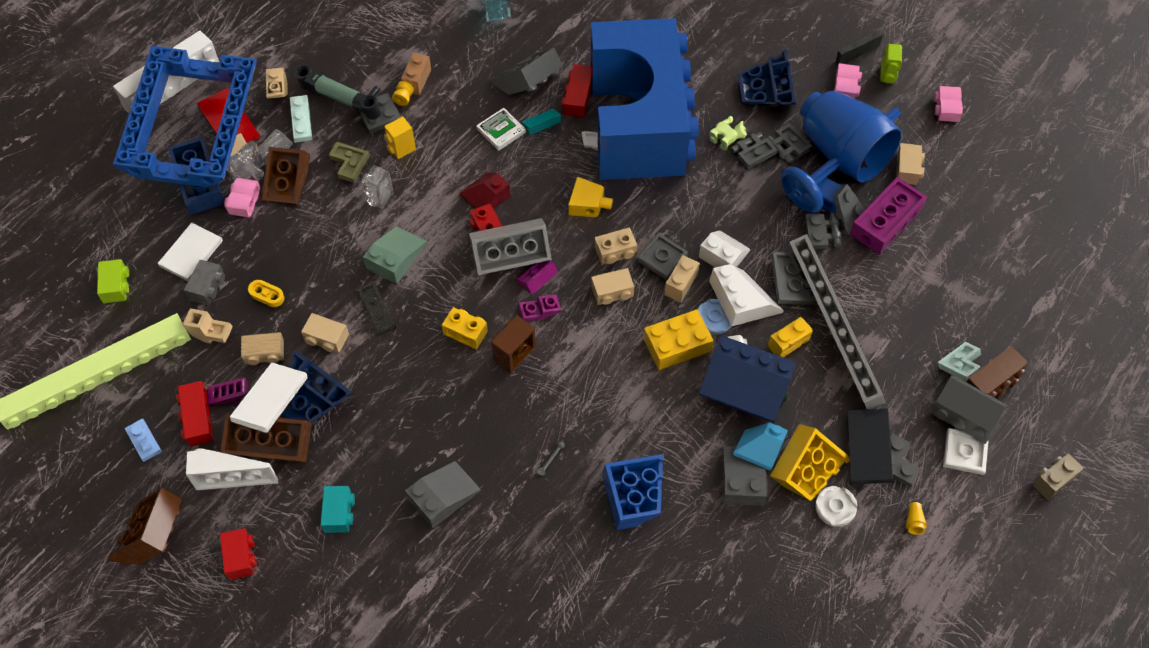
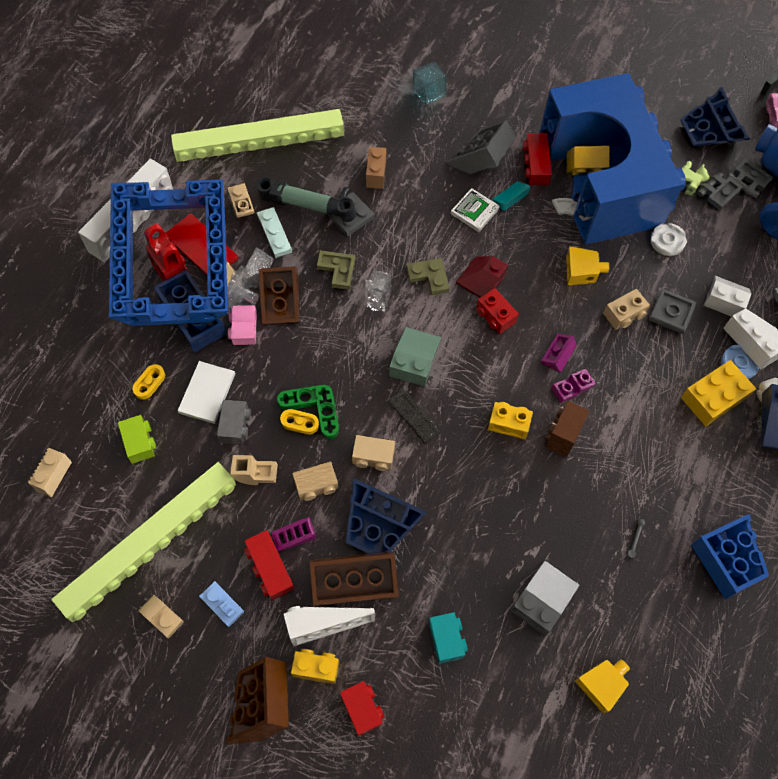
camera: 15 degrees left, 5 degrees up
(25, 295) = (50, 472): none -> tan brick
(82, 436) = (161, 616): none -> tan brick
(139, 233) = (147, 381): none -> yellow plate
(185, 117) = (163, 253): none -> red brick
(207, 509) = (315, 667): none -> yellow brick
(268, 397) = (347, 536): white tile -> none
(289, 278) = (315, 400): none -> green beam
(314, 26) = (257, 135): none -> yellowish green brick
(399, 138) = (384, 236): yellow brick -> none
(402, 93) = (369, 190): yellow wheel -> none
(437, 178) = (432, 271): none -> olive plate
(471, 579) = (604, 684): none -> yellow torso
(510, 246) = (530, 329): light grey brick -> none
(612, 286) = (637, 351): tan brick -> none
(622, 94) = (587, 159): none -> yellow brick
(681, 278) = (700, 331): tan brick -> none
(685, 188) = (668, 239): none -> white tile

